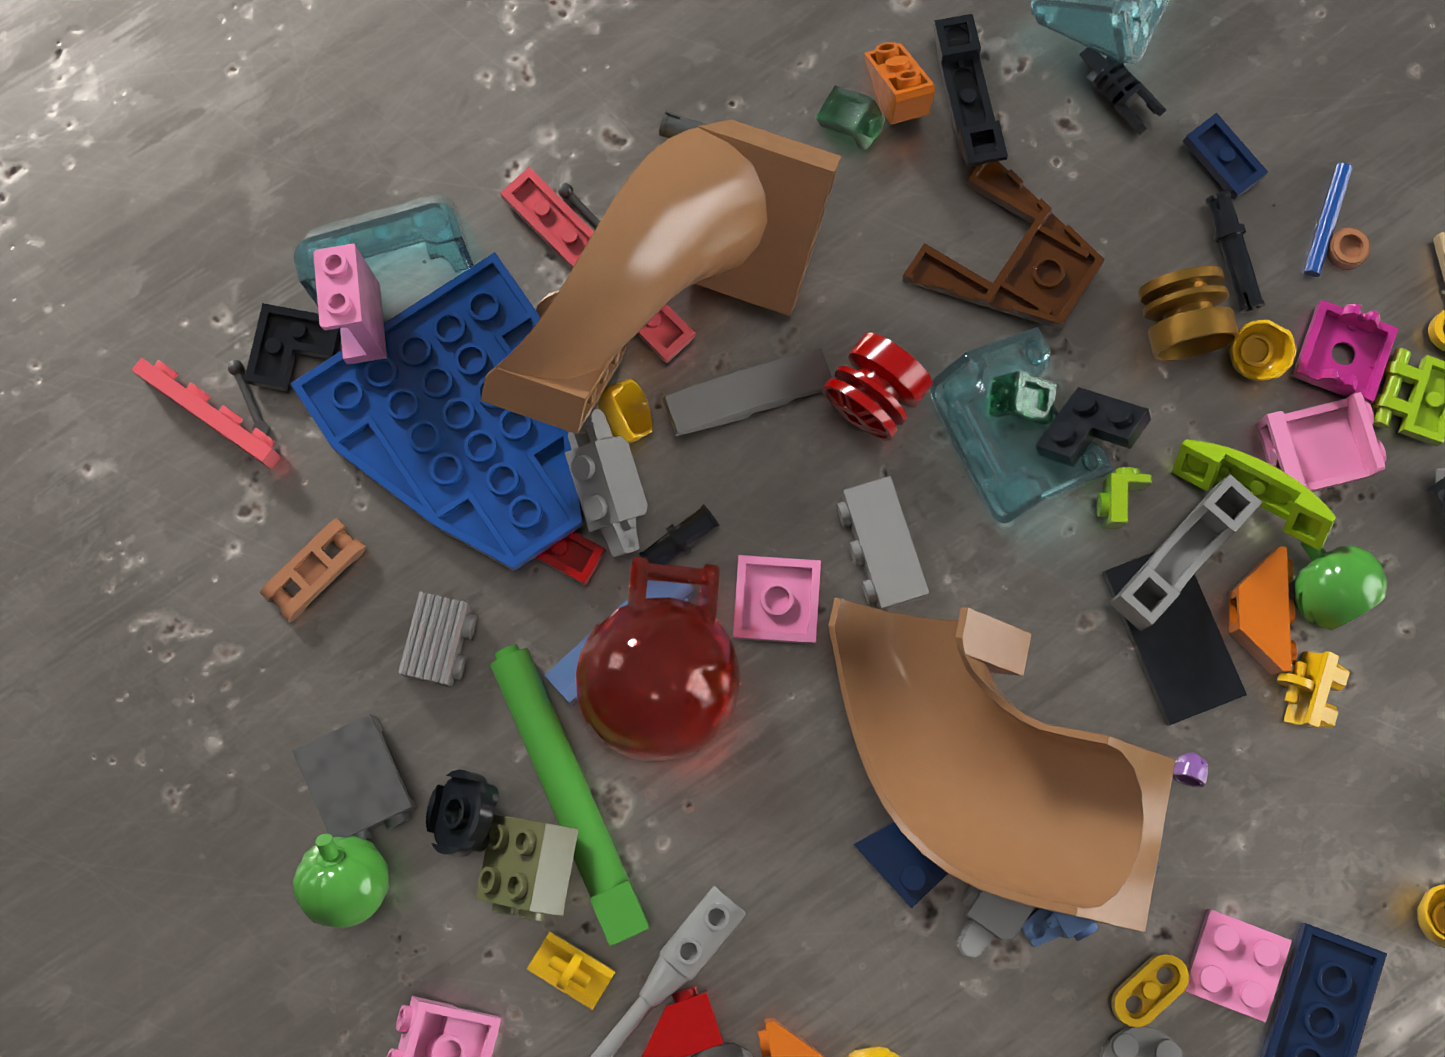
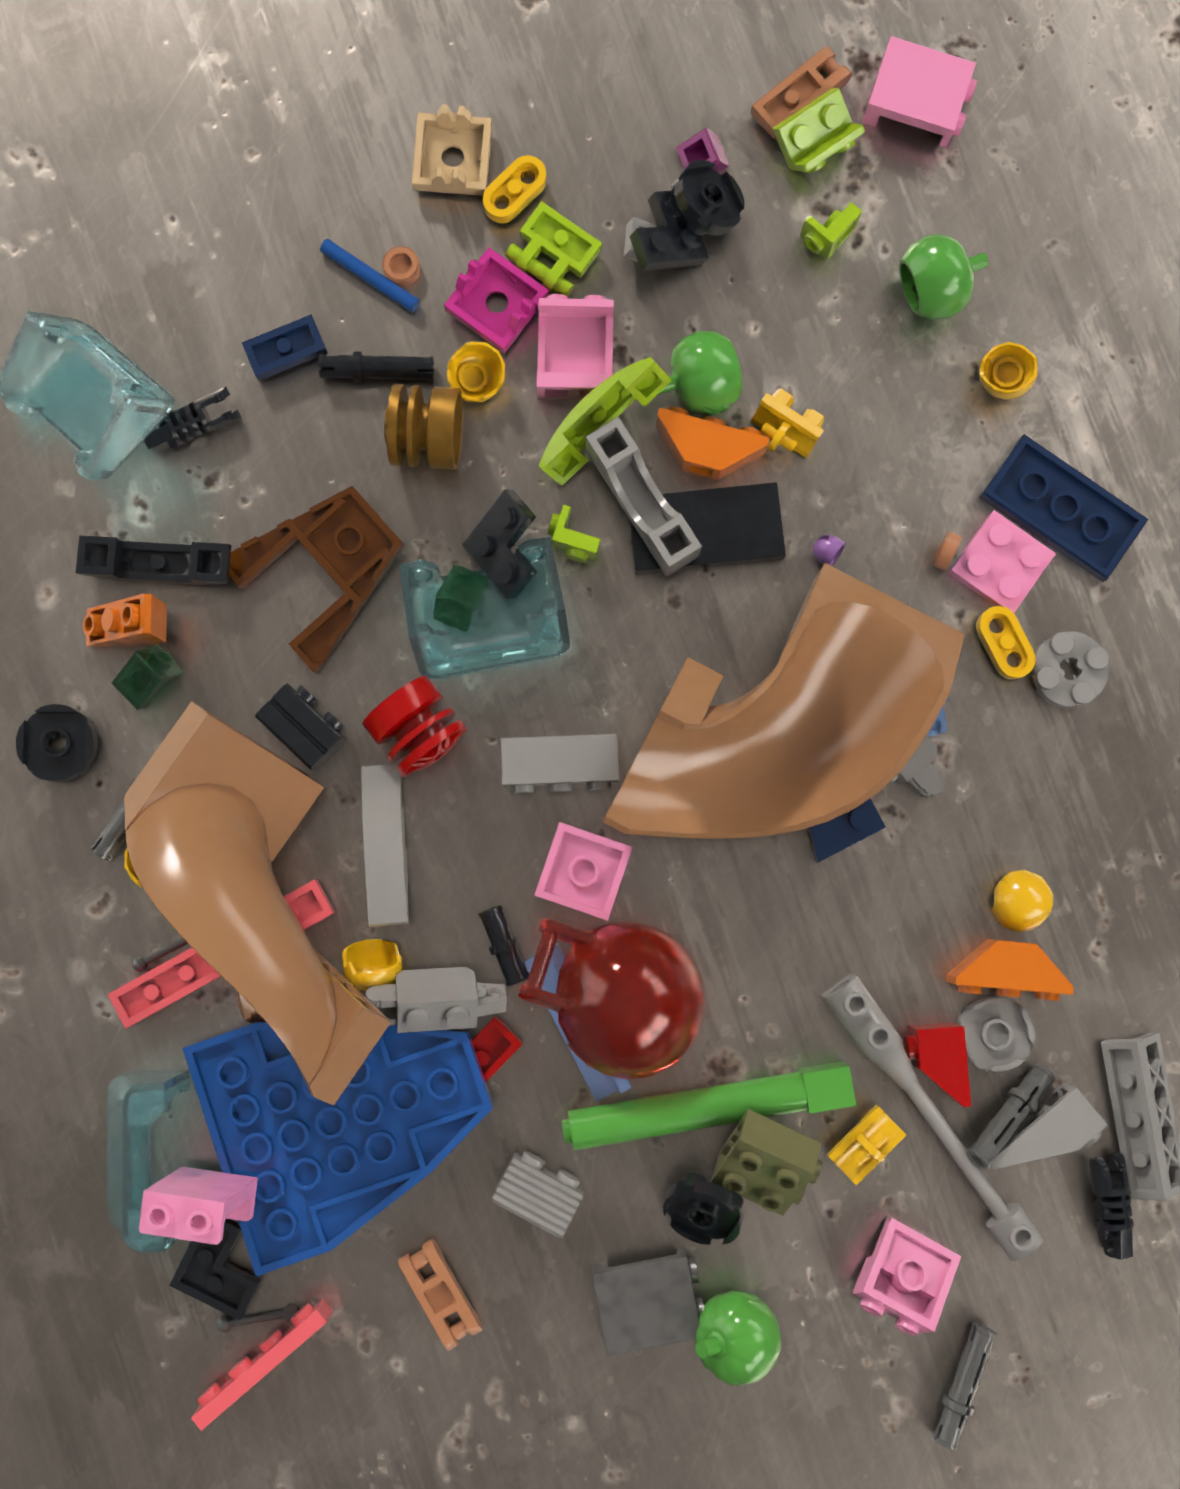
camera: 80 degrees left, 5 degrees up
(749, 71) = (41, 727): none -> black plate
(844, 279) = (301, 726): none -> black brick
(1230, 899) = (947, 550): none -> nougat tile

